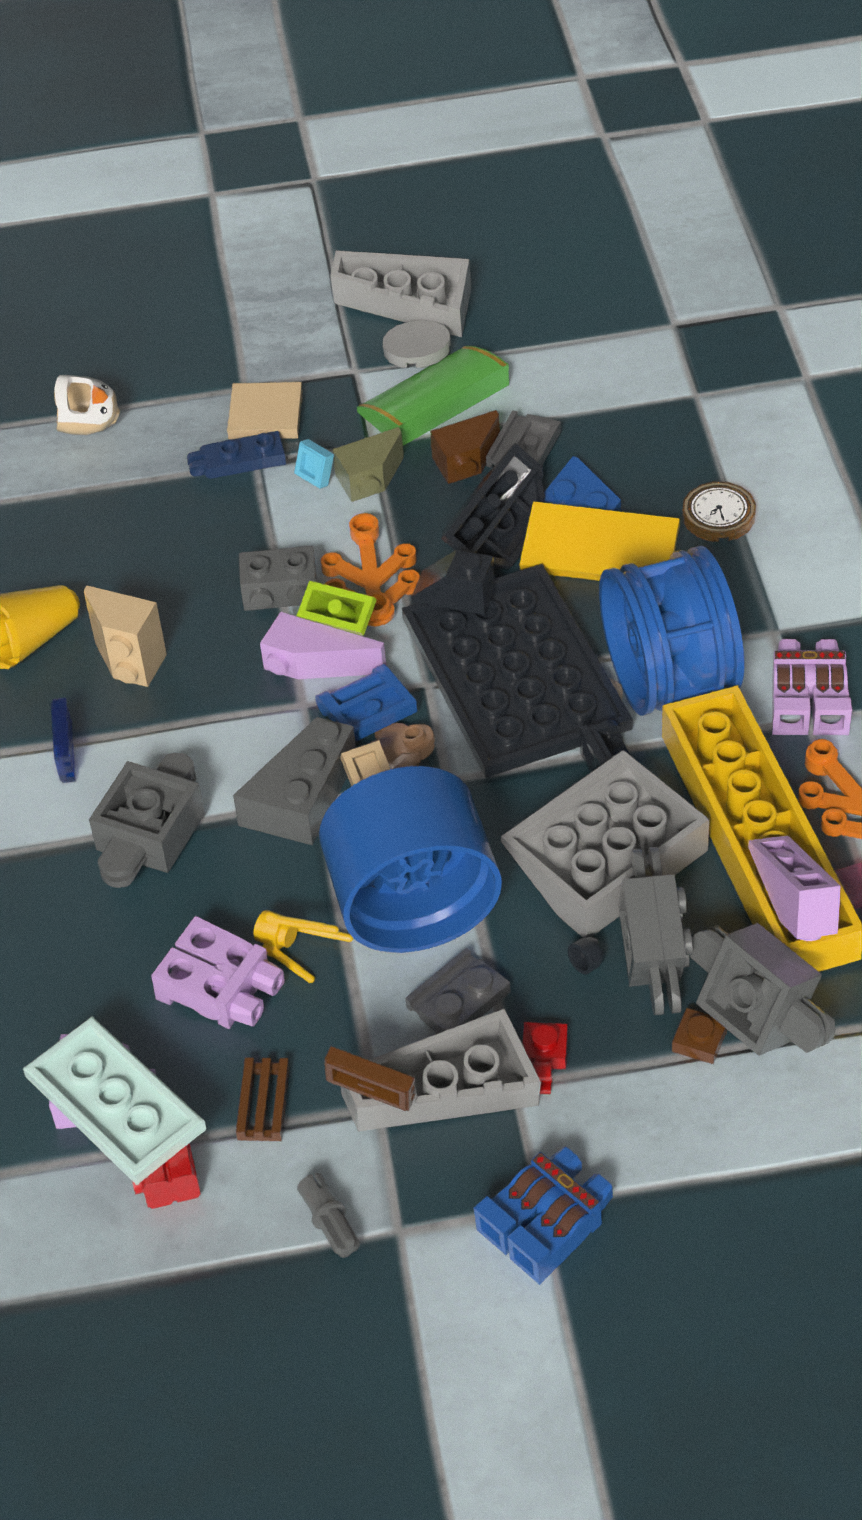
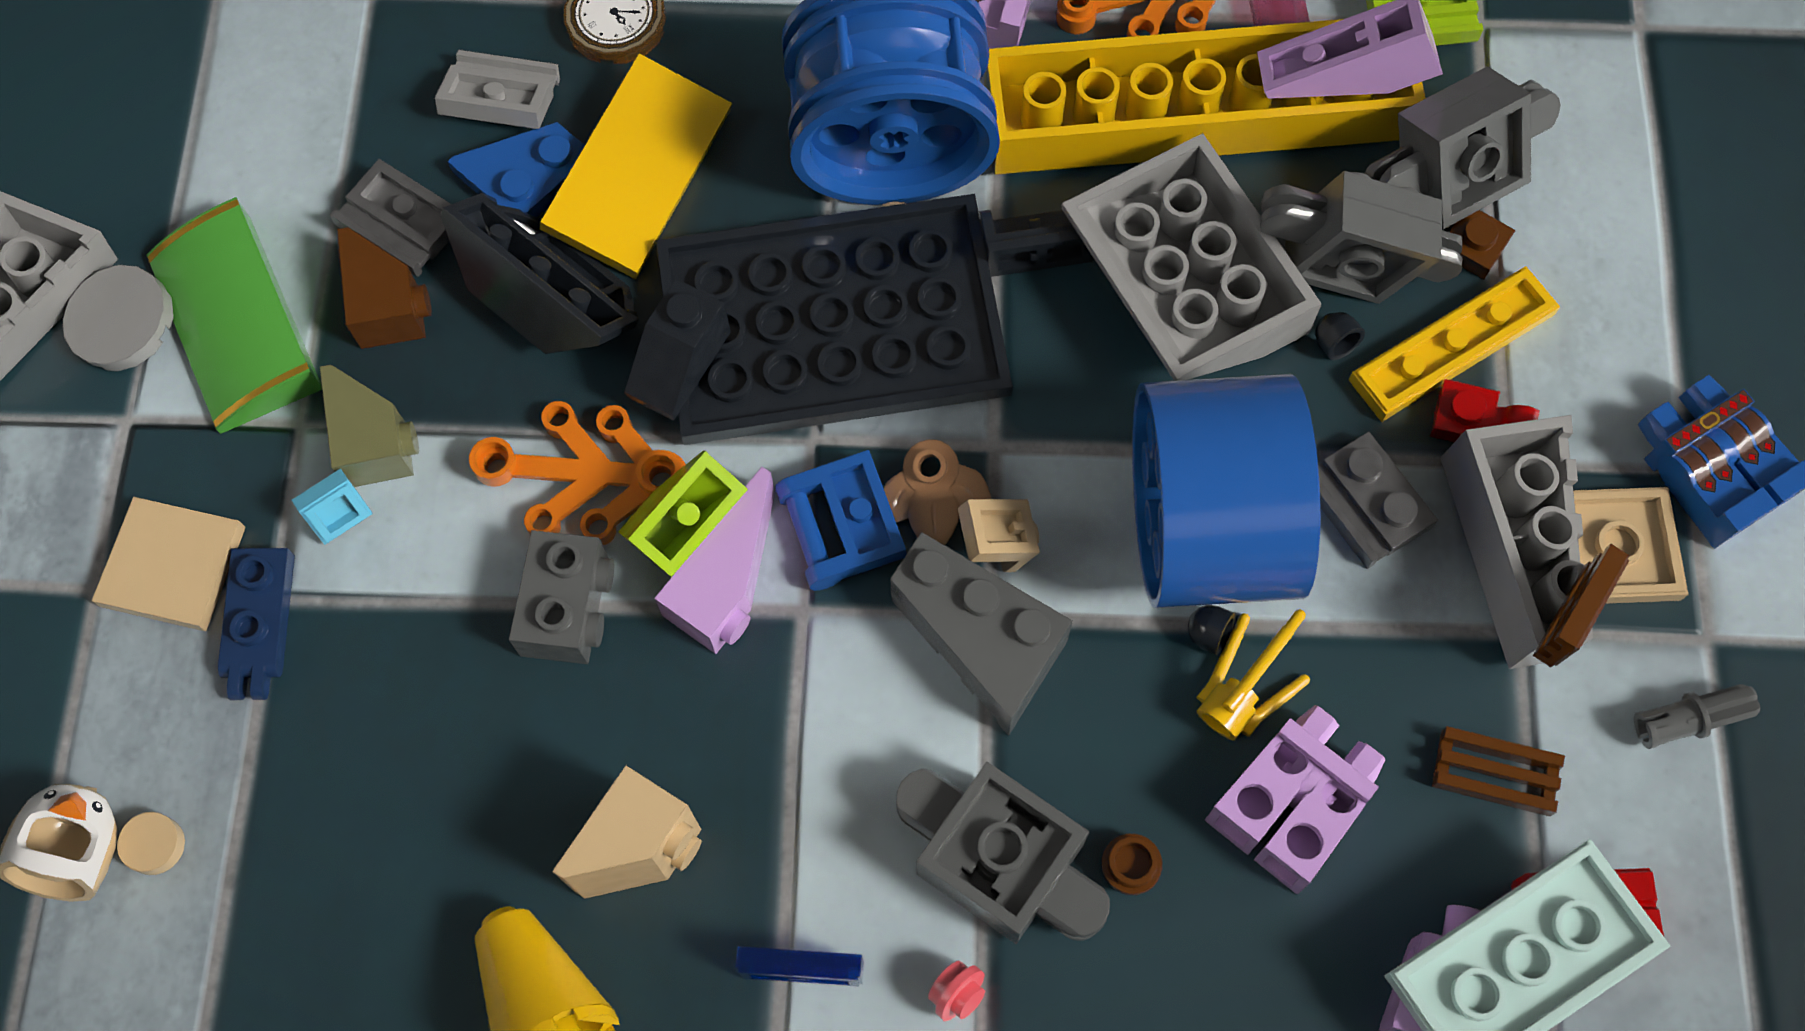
camera: 80 degrees left, 20 degrees up
(59, 819) = (957, 991): none -> coral plate
(95, 449) = (150, 843): none -> tan tile
(158, 897) = (1131, 864): none -> reddish brown plate
(330, 913) = (1211, 627): none -> black hinge
(459, 1158) = (1643, 527): none -> tan tile
(606, 1034) = (1453, 343): none -> yellow tile
(635, 466) = (497, 89): none -> light grey plate

